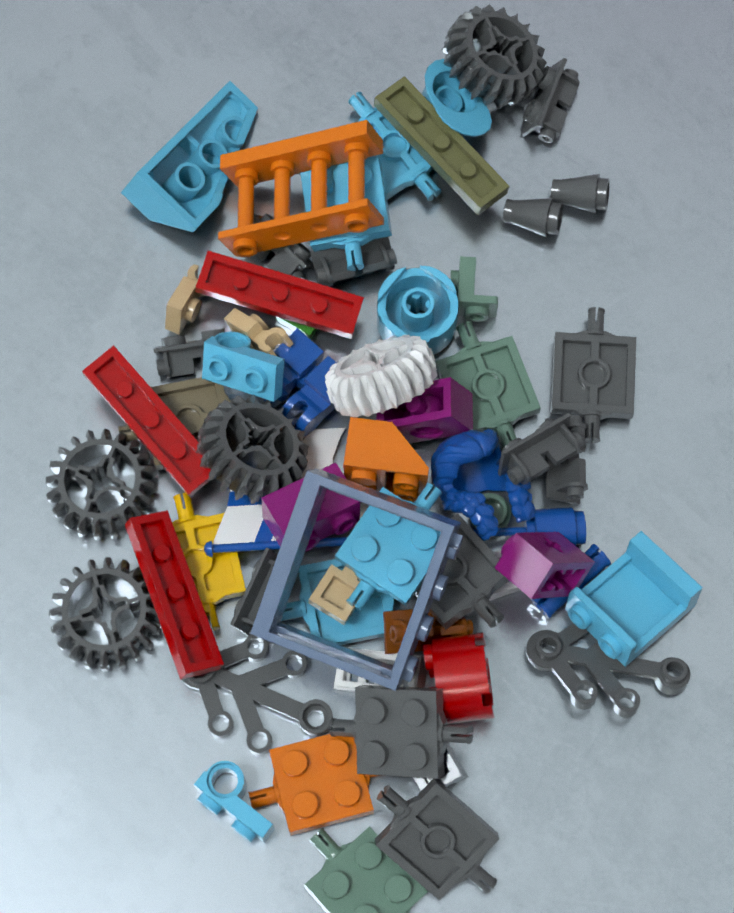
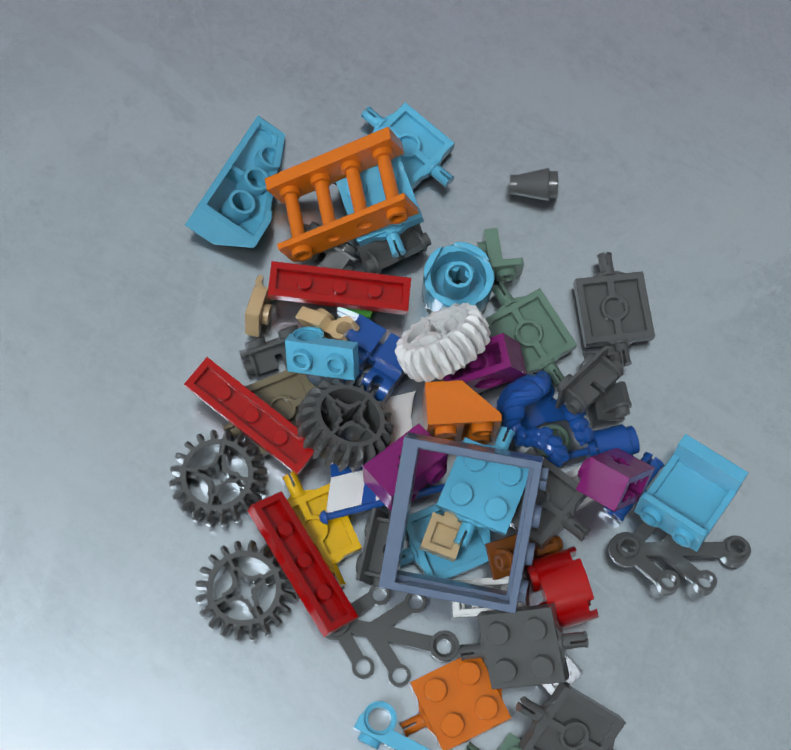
camera: 15 degrees left, 0 degrees up
(441, 146) = (448, 139): olive plate -> none
(455, 105) = (449, 99): medium azure piece -> none
(494, 56) = (475, 58): dark grey gear -> none
(541, 113) = (529, 75): dark grey hinge -> none
(583, 192) = (571, 159): dark grey cone -> none

